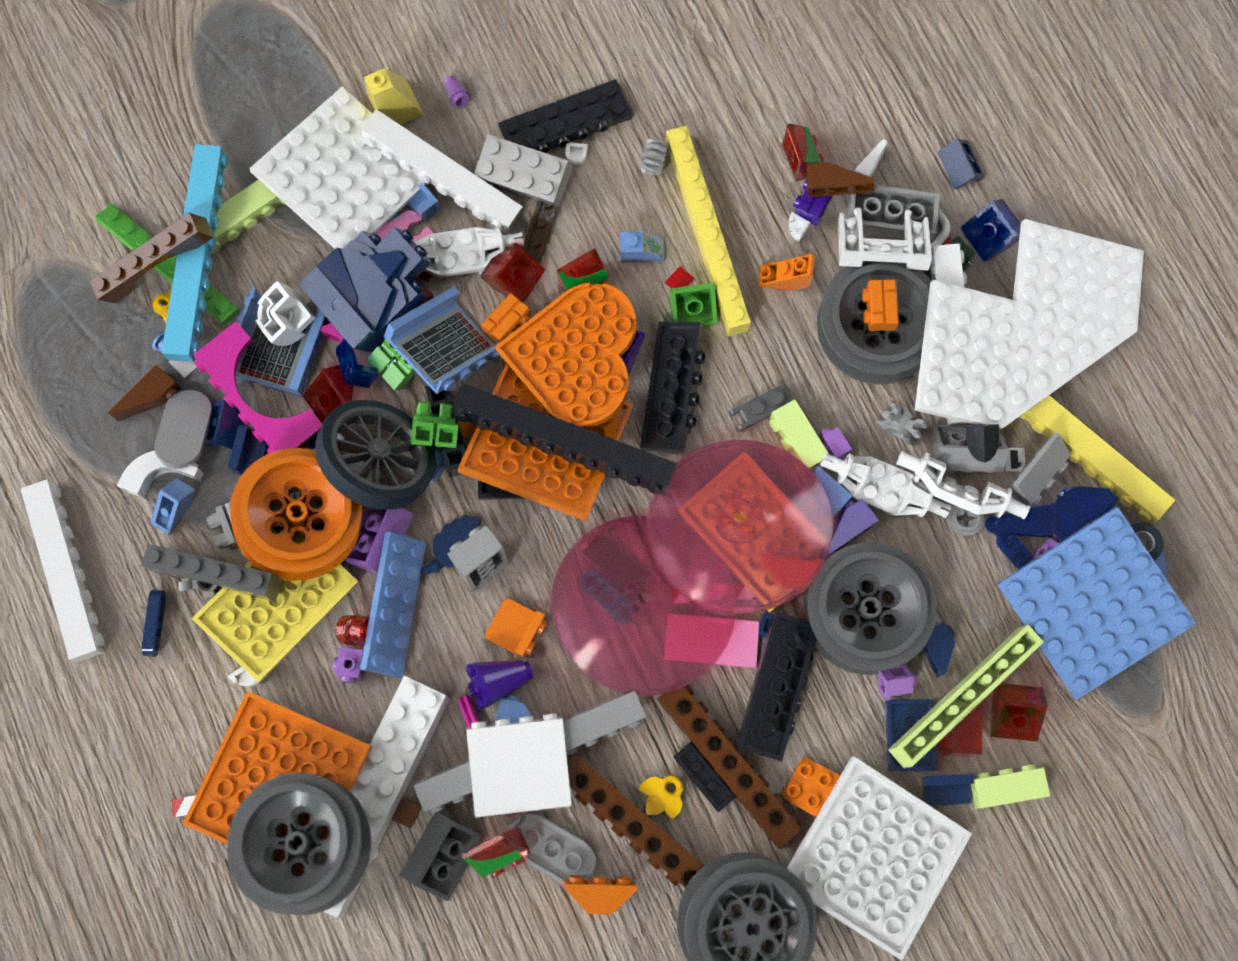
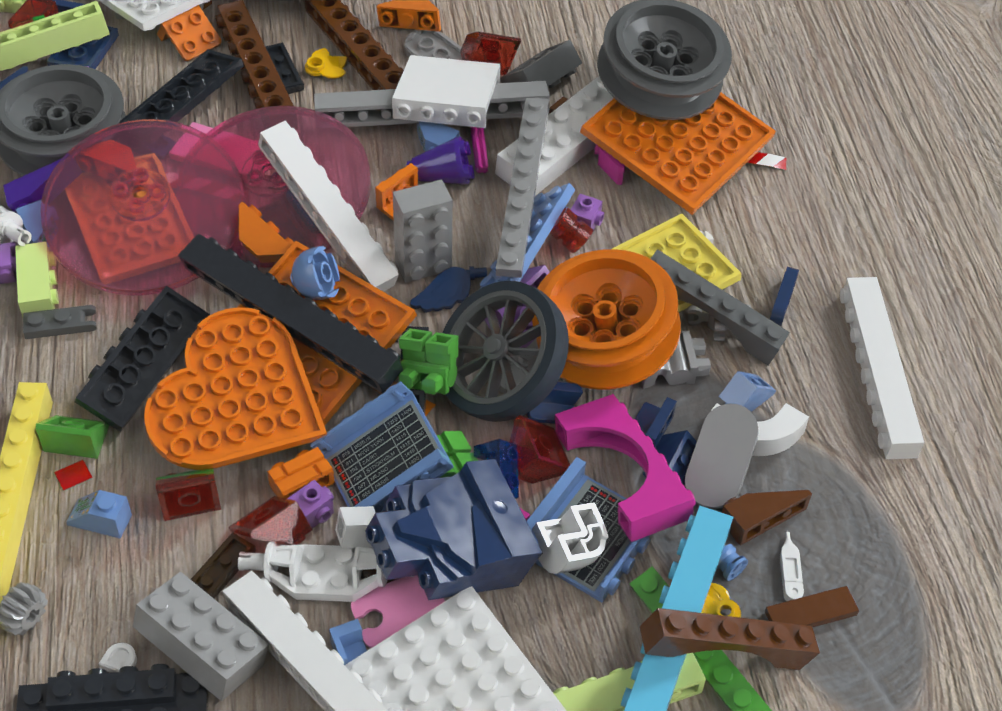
camera: 165 degrees left, 25 degrees down
(101, 328) = (815, 608): none -> reddish brown tile
(120, 357) = (791, 570): none -> white piece
(407, 654) = (522, 189): none -> light grey plate
(443, 279) = (352, 526): none -> white brick
(488, 298) = (315, 502): none -> medium lavender brick
(551, 471) = (315, 274): none -> medium blue cylinder
(576, 567) = (326, 206): none -> white brick
(621, 525) = (261, 237): none -> orange slope

